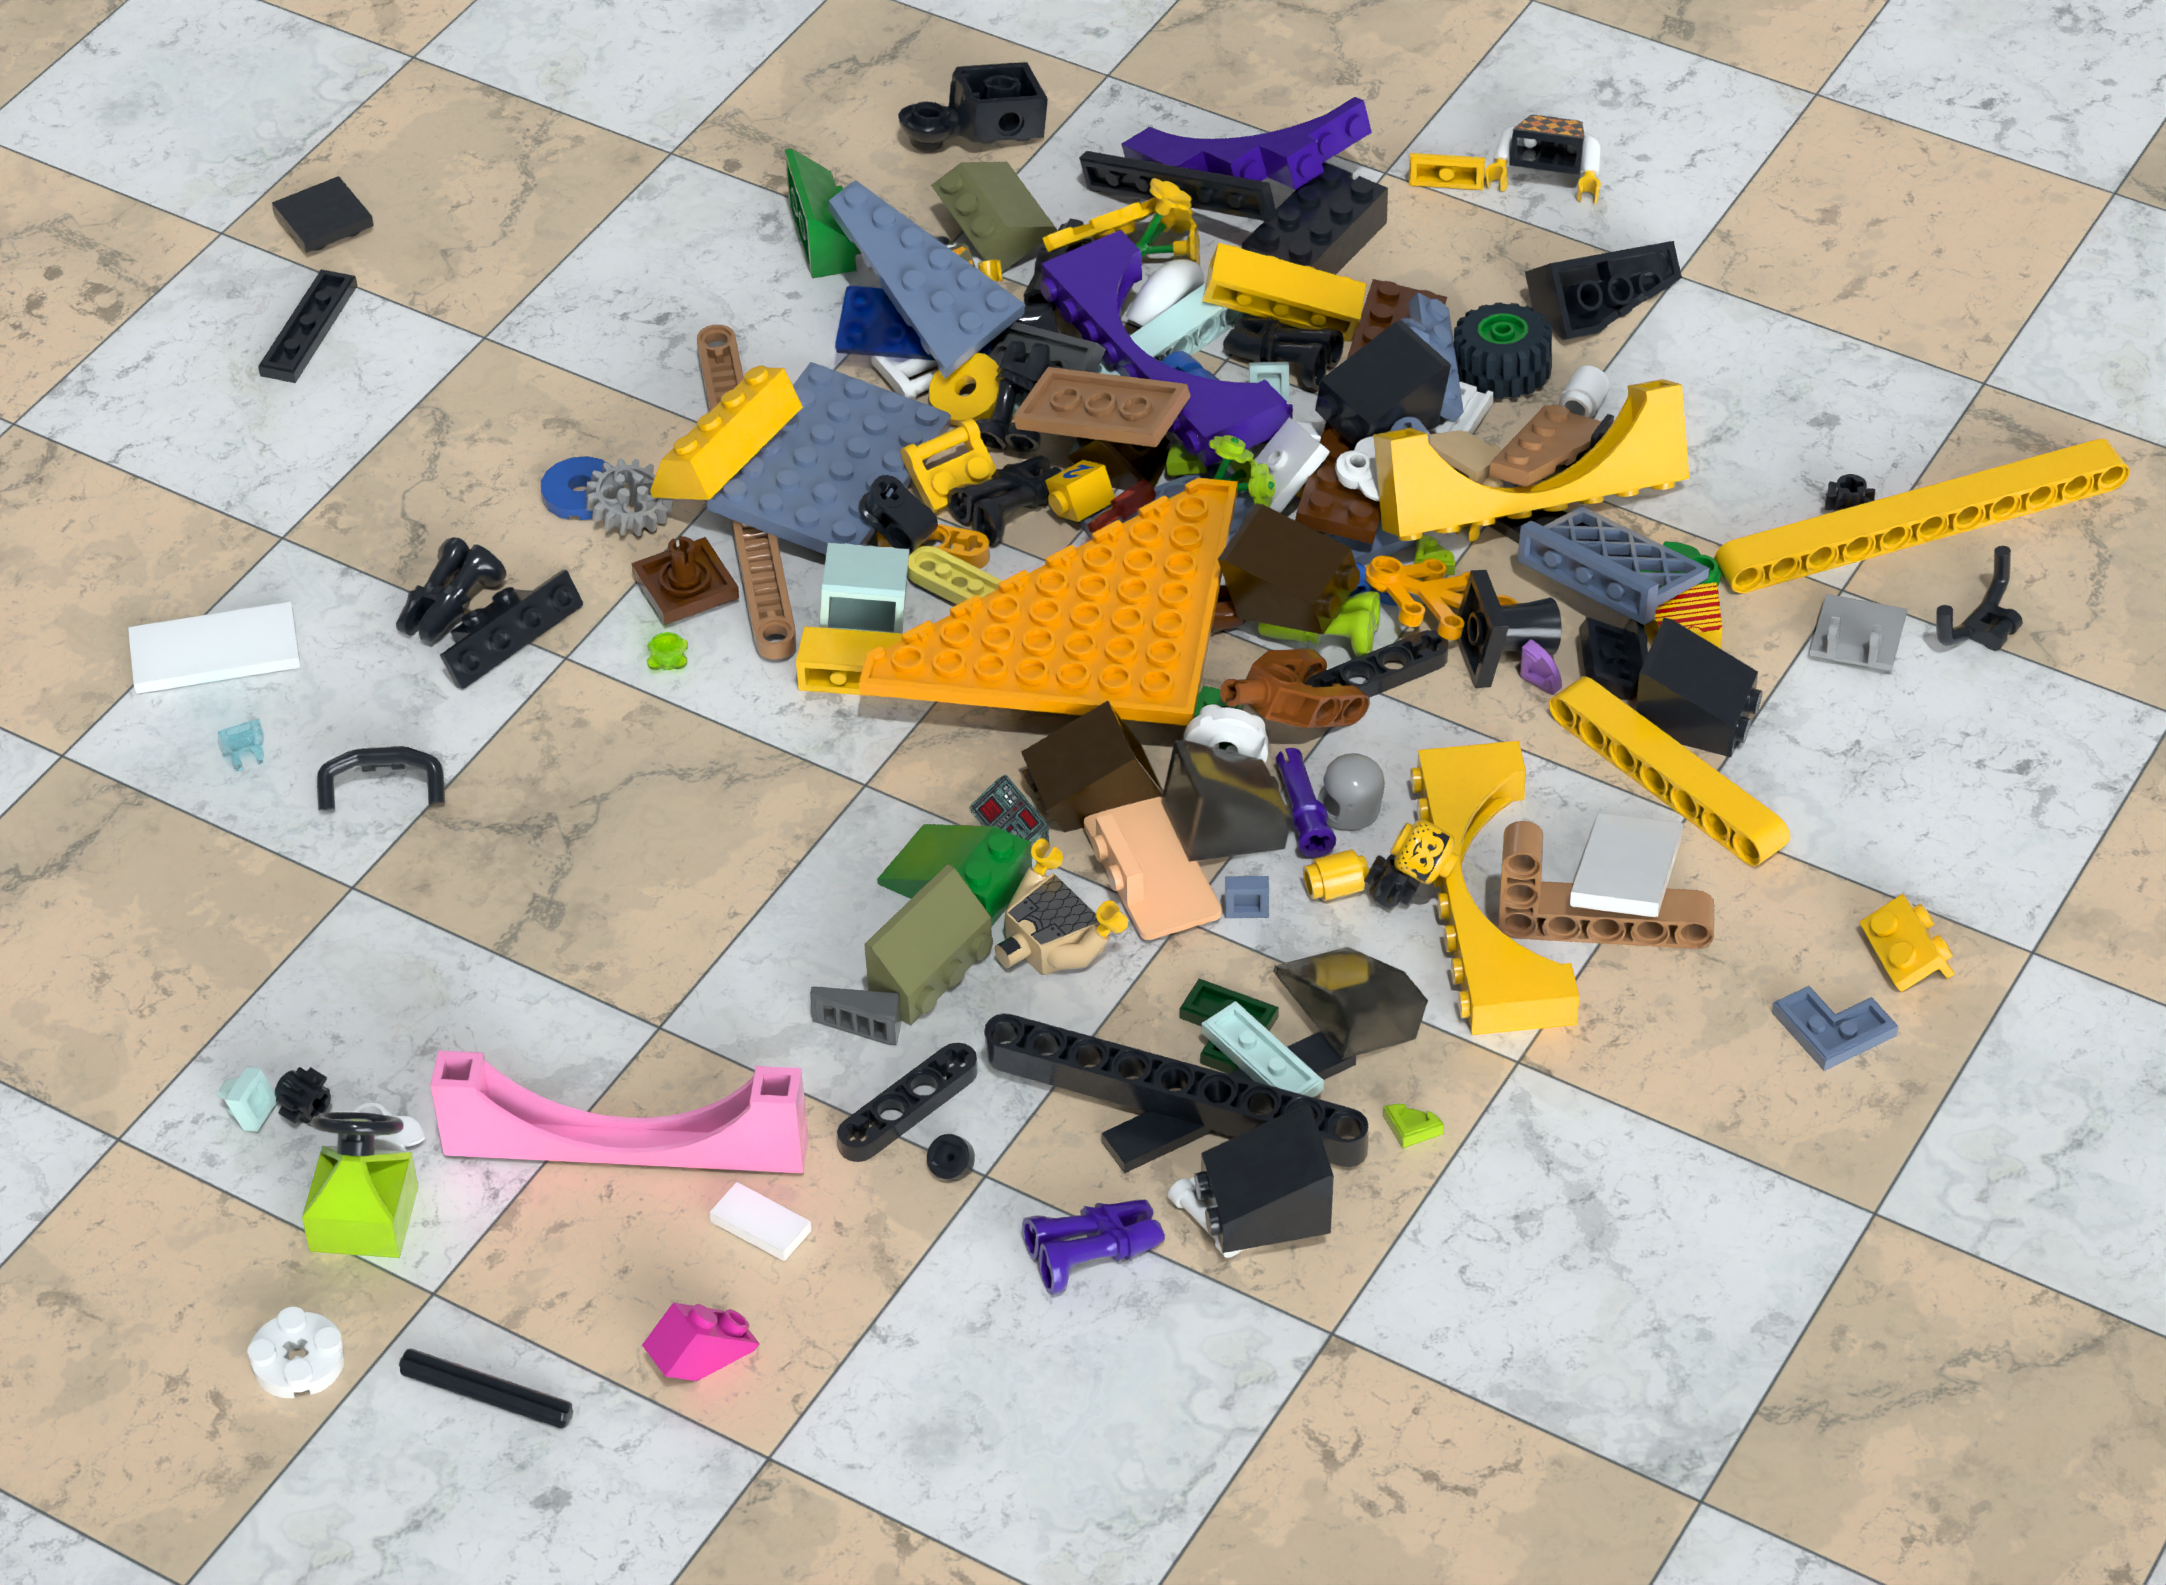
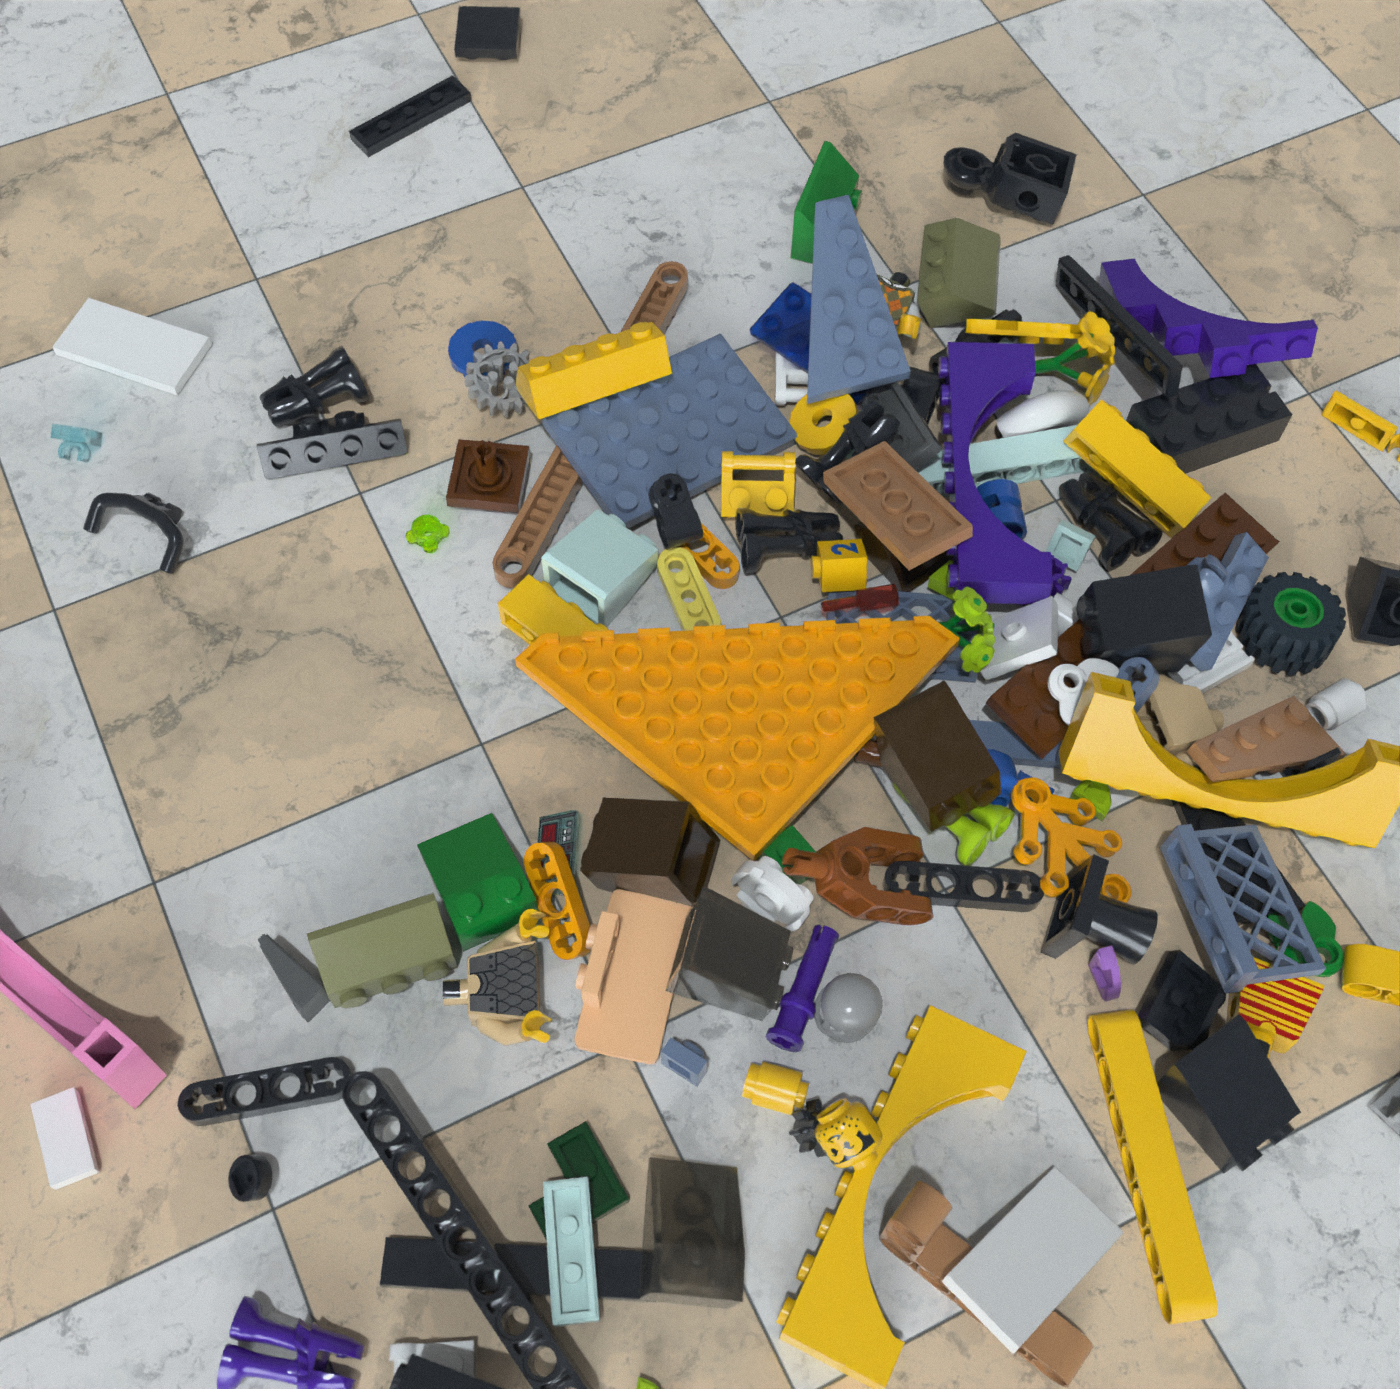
camera: 30 degrees right, 15 degrees up
(1076, 851) = (573, 908): none -> light orange beam

